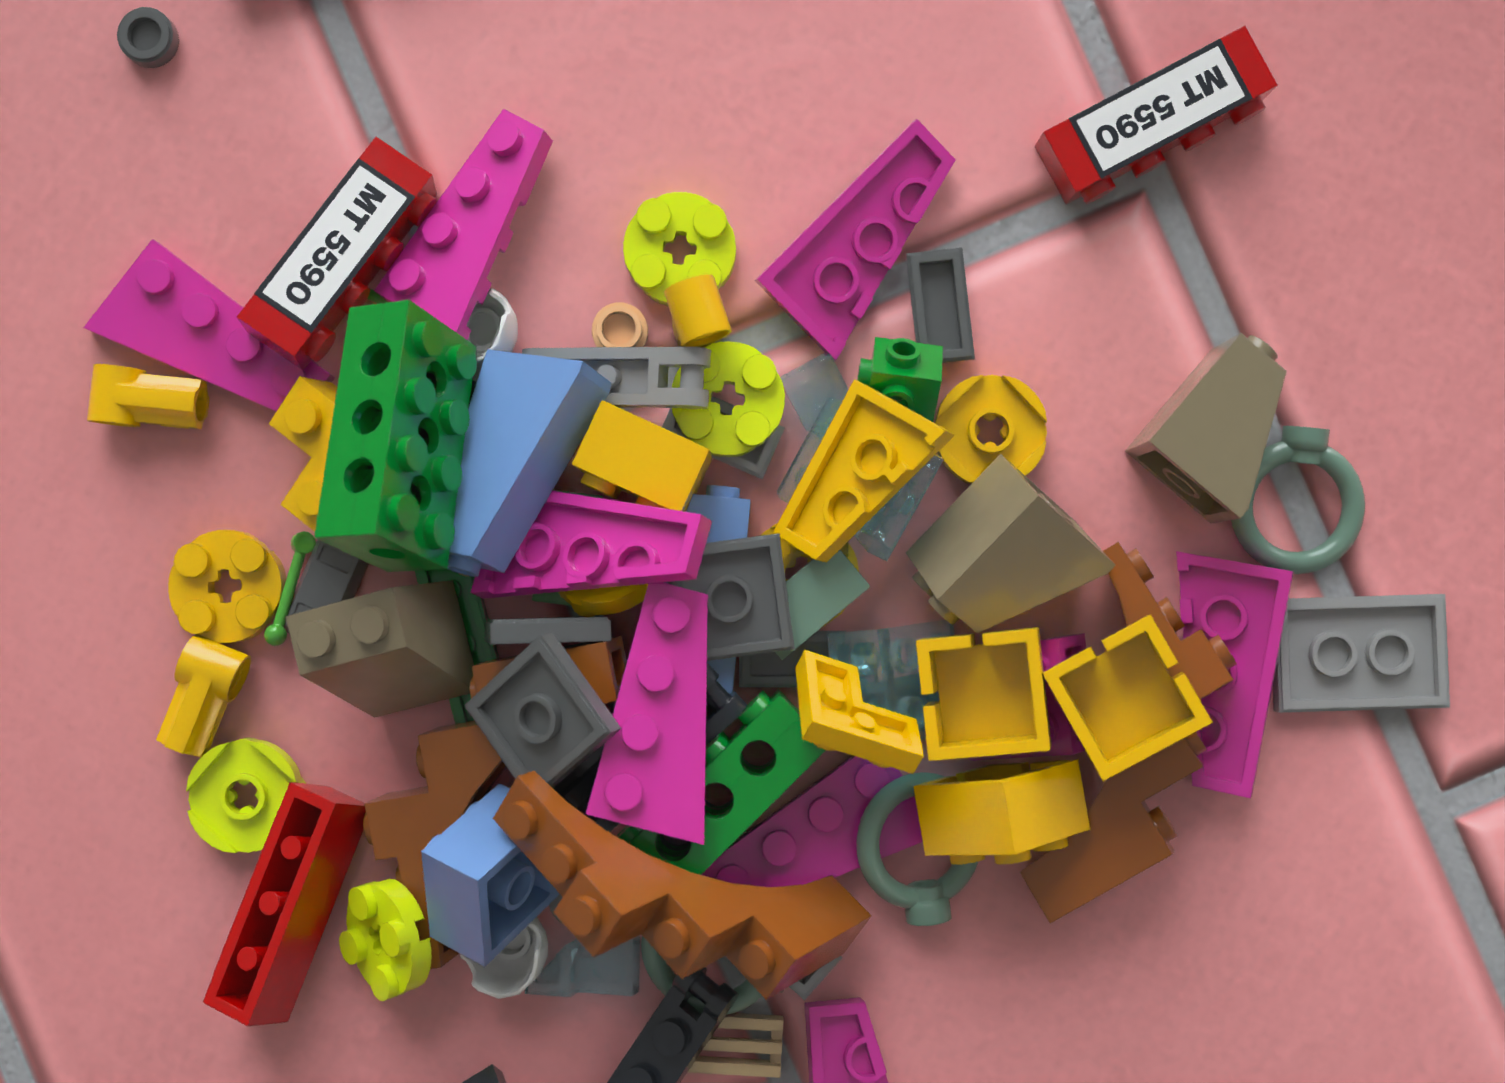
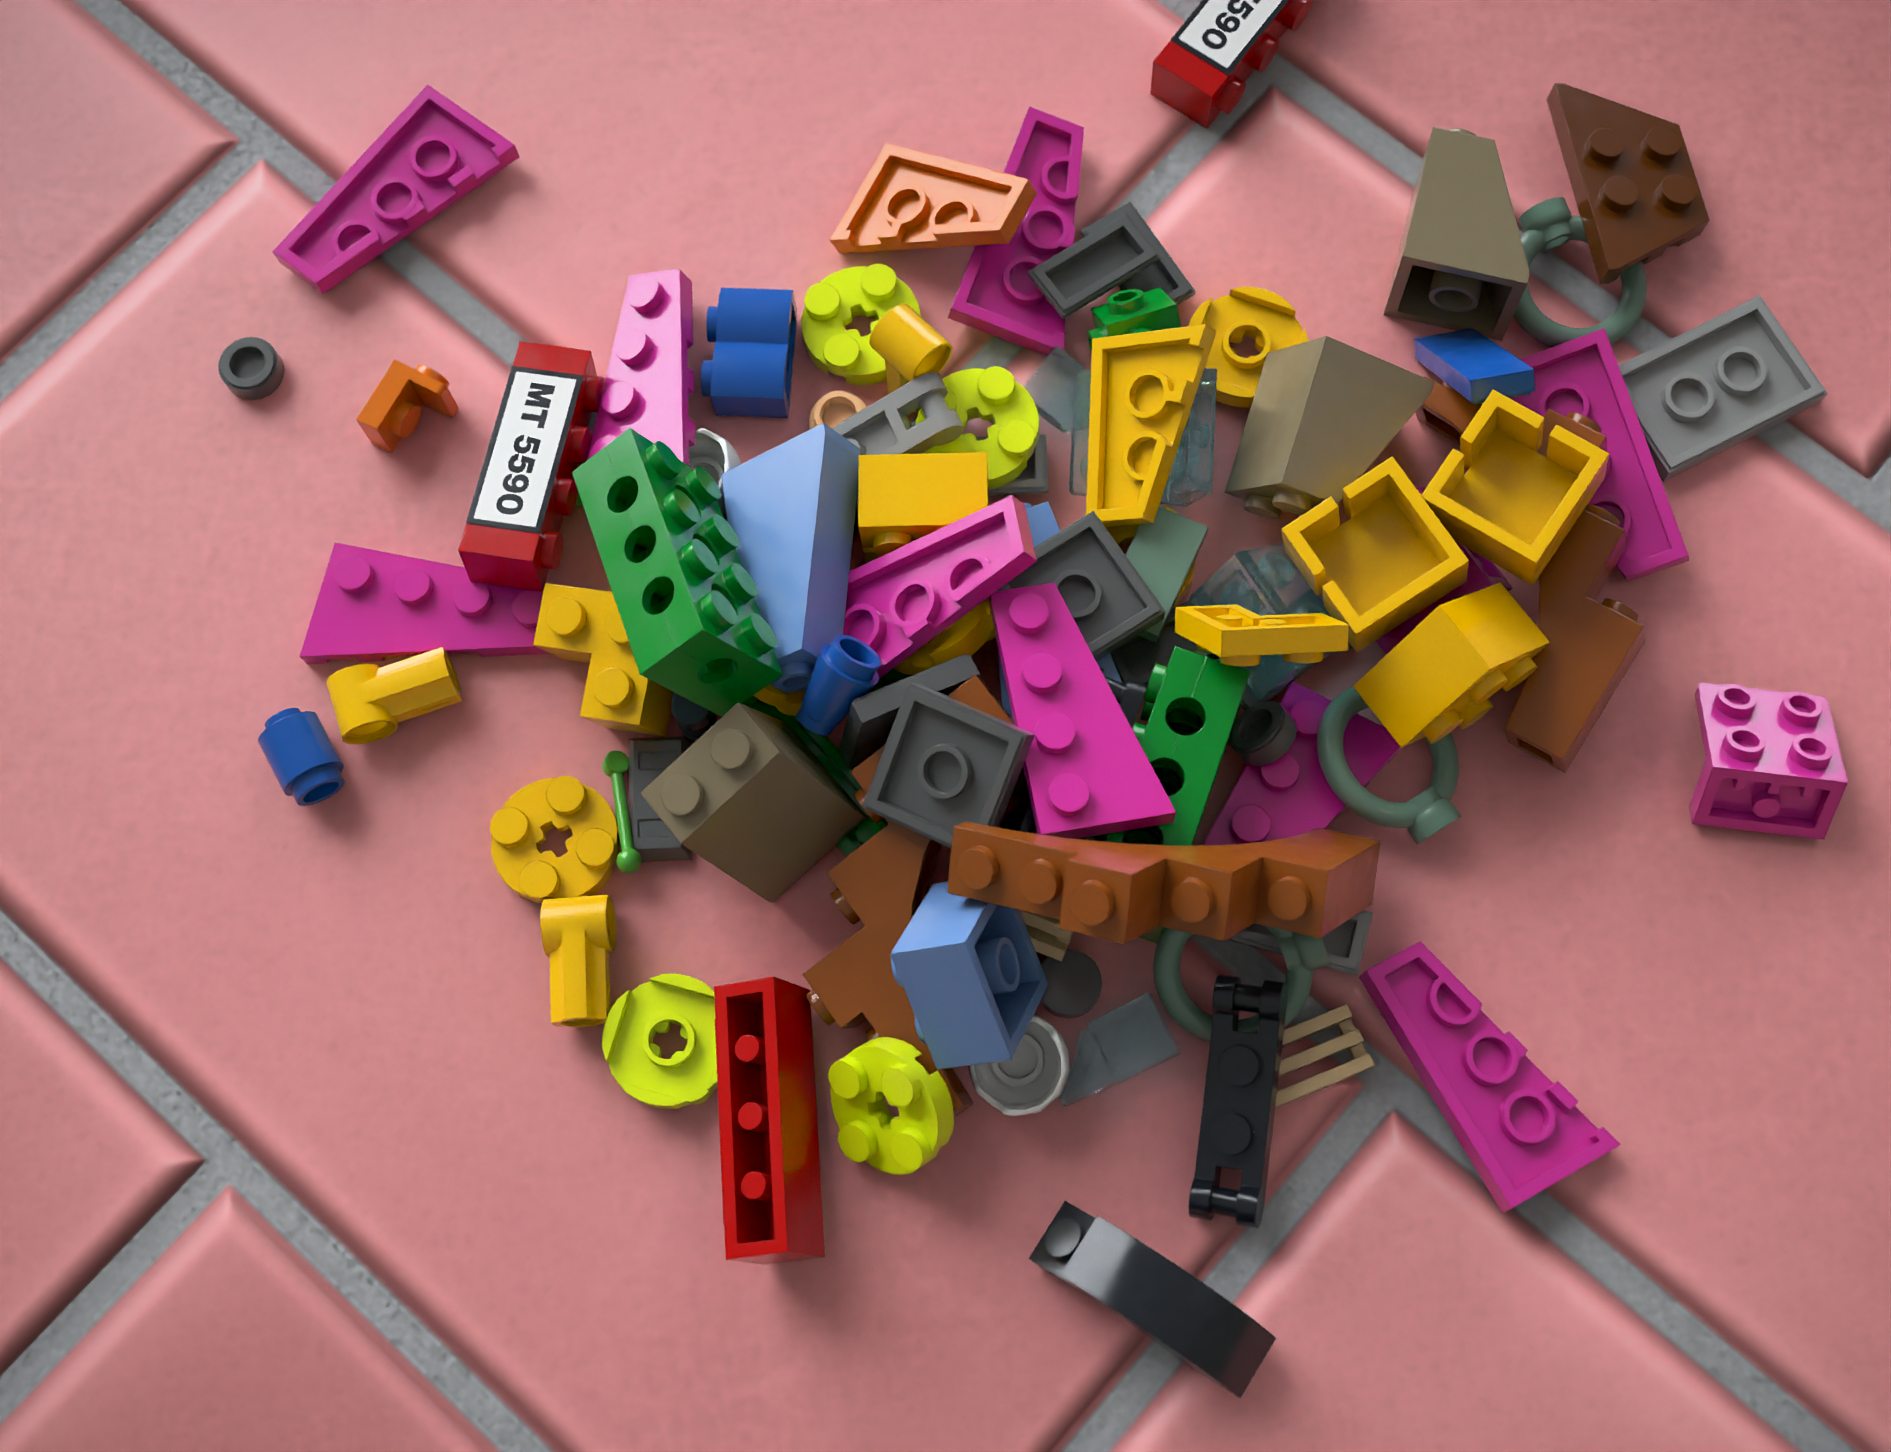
camera: 25 degrees left, 15 degrees down
(50, 417) = (302, 756): none -> blue brick
(251, 139) = (397, 403): none -> orange bracket
(493, 592) = (840, 675): none -> blue cone
(573, 234) = (751, 352): none -> blue brick
(786, 172) = (931, 203): none -> orange wing
(829, 780) = (1263, 733): none -> dark grey tile
(897, 299) = (1094, 265): none -> dark grey tile
(1162, 557) = (1474, 365): none -> blue tile
(1220, 986) = (1767, 761): none -> dark pink bracket
(1393, 436) = (1626, 178): none -> reddish brown wing

